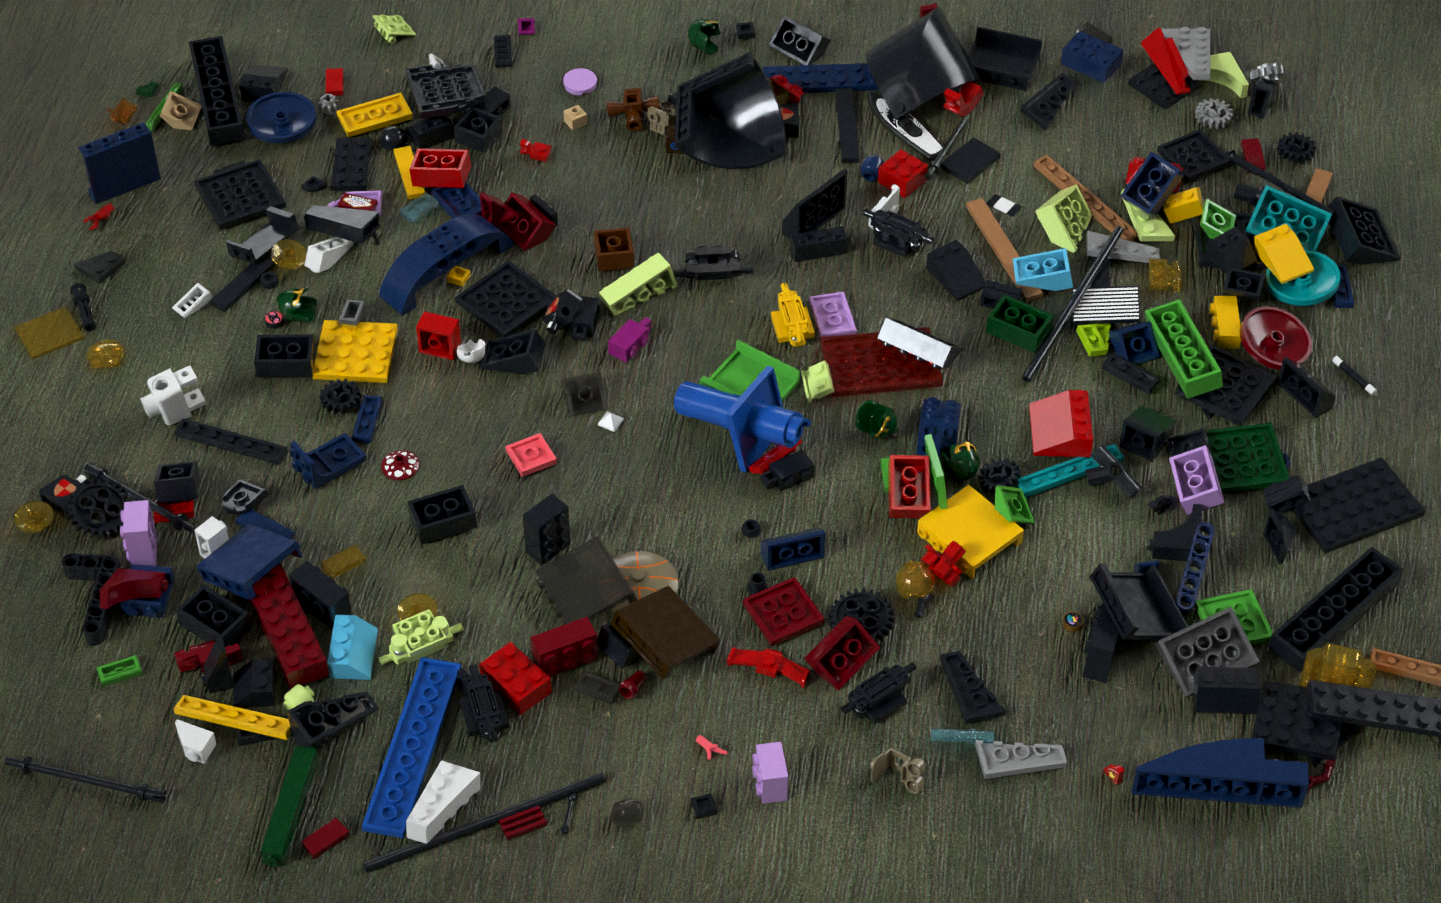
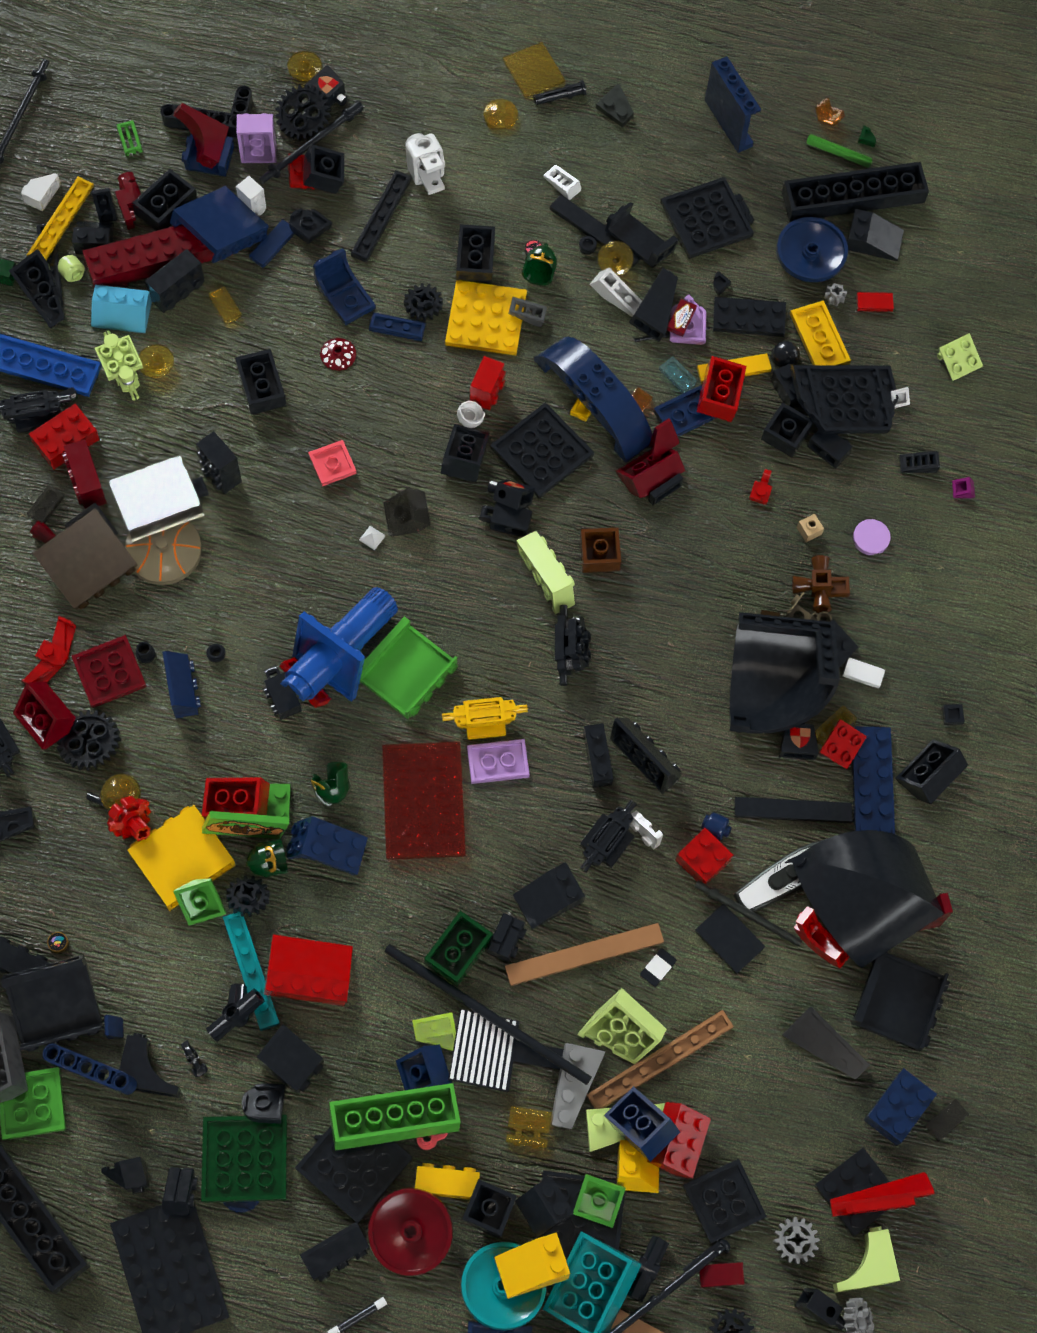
camera: 90 degrees right, 20 degrees up
(103, 213) = (683, 101): red plate -> none
(180, 111) = (828, 160): tan slope -> none
(629, 339) = (475, 560): magenta hinge -> none
(700, 35) = (935, 664): dark green helmet -> none
(817, 381) = (399, 733): yellowish green plate -> none
(919, 343) = (434, 837): slope -> none
(1044, 270) = (537, 988): medium azure slope -> none
(1130, 373) = (381, 1060): black plate -> none
(1194, 49) = (912, 1232): light grey wing -> none
(1196, 479) = (209, 1096): lavender brick -> none

